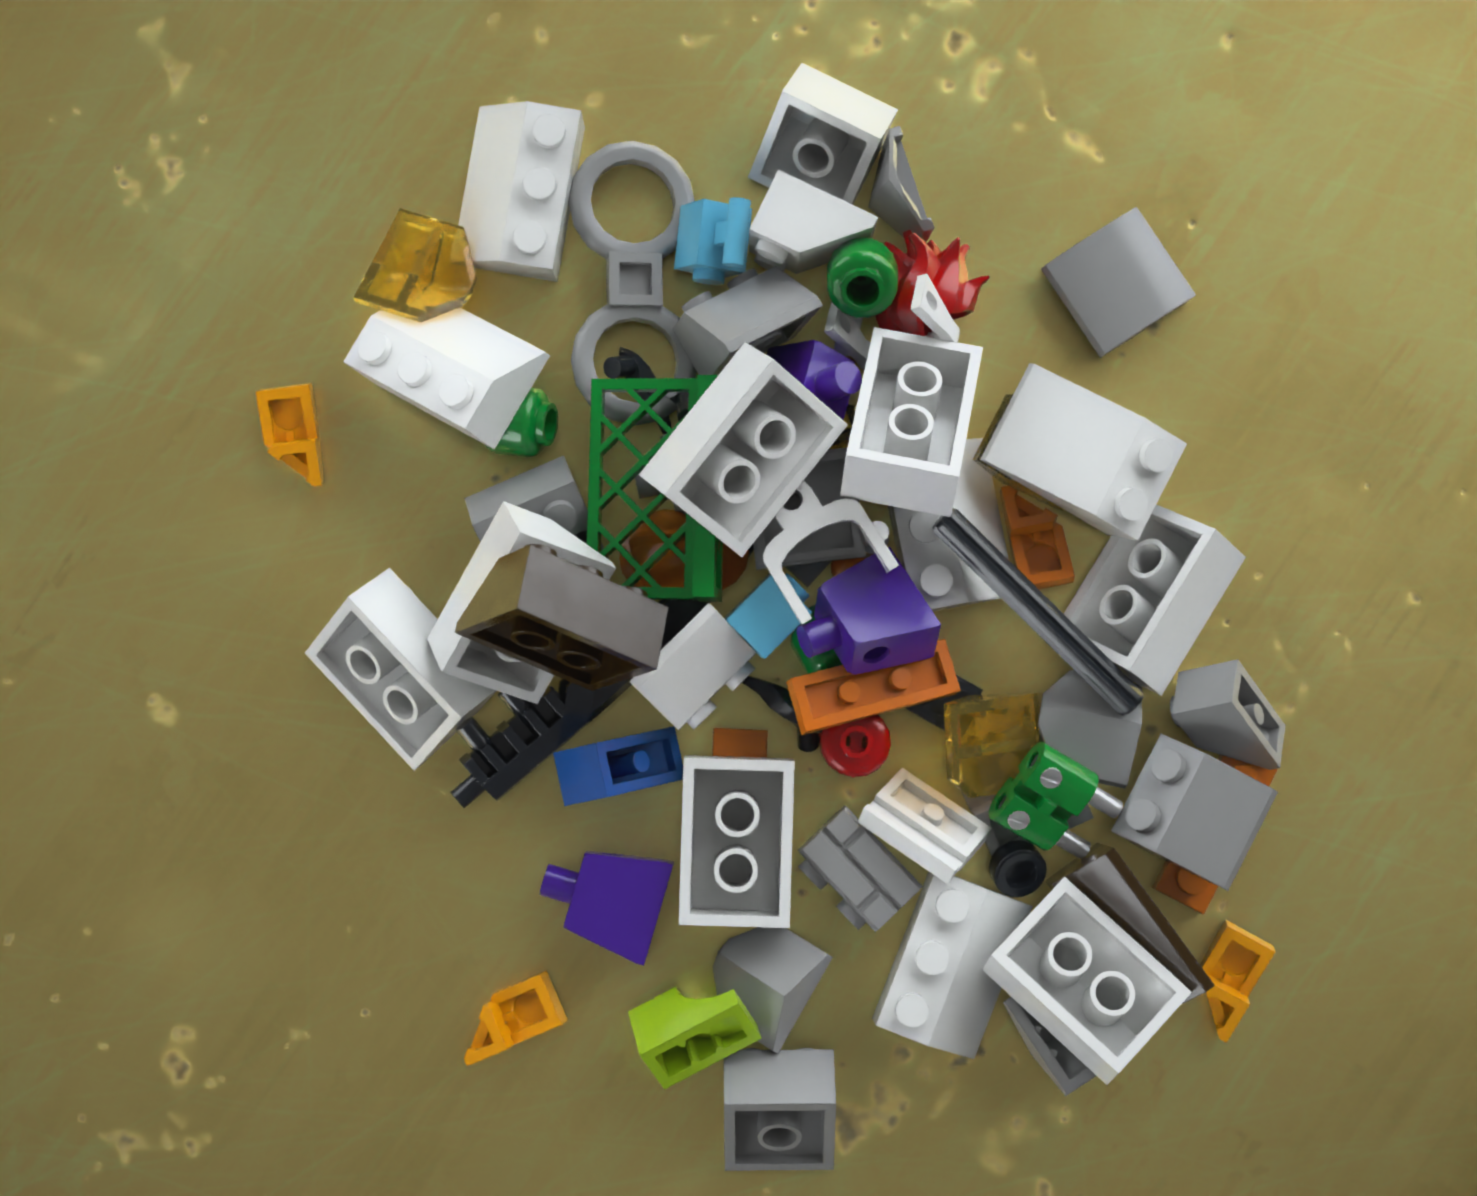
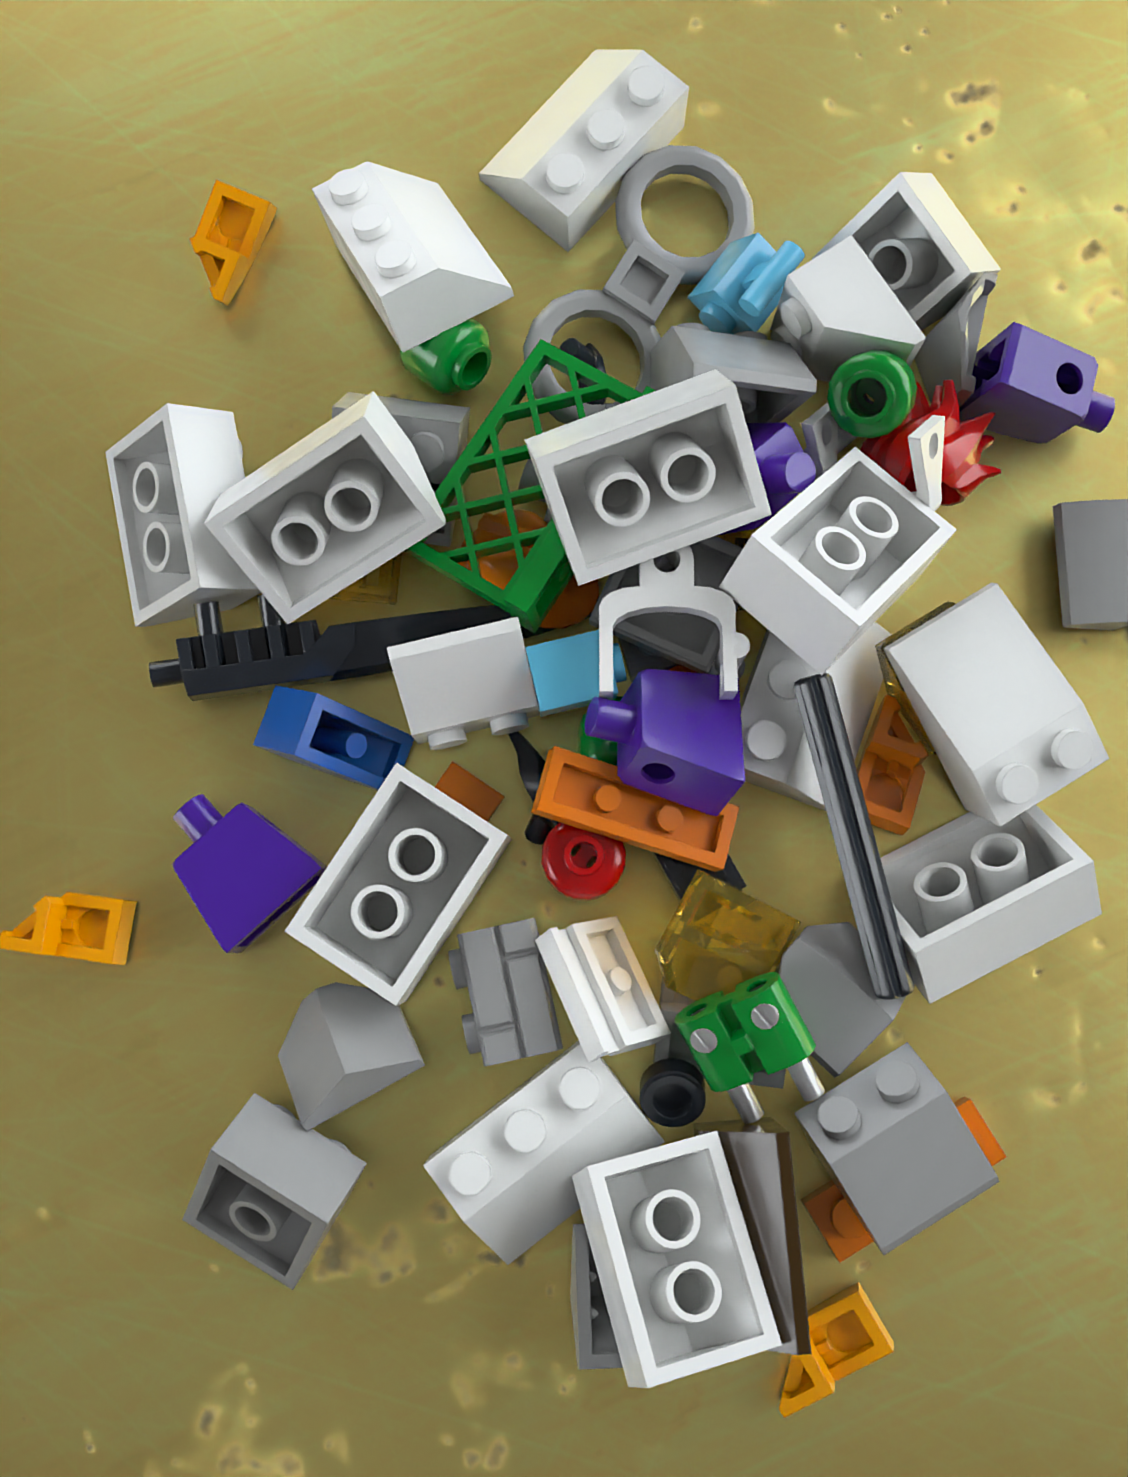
camera: 35 degrees right, 5 degrees down
(419, 269) = (442, 152): clear yellow slope -> none
(565, 619) = (358, 538): slope -> none
(688, 1034) = (226, 1054): lime arch -> none
(977, 191) = (1036, 387): none -> dark purple torso
(1228, 714) = (989, 1066): light grey slope -> none

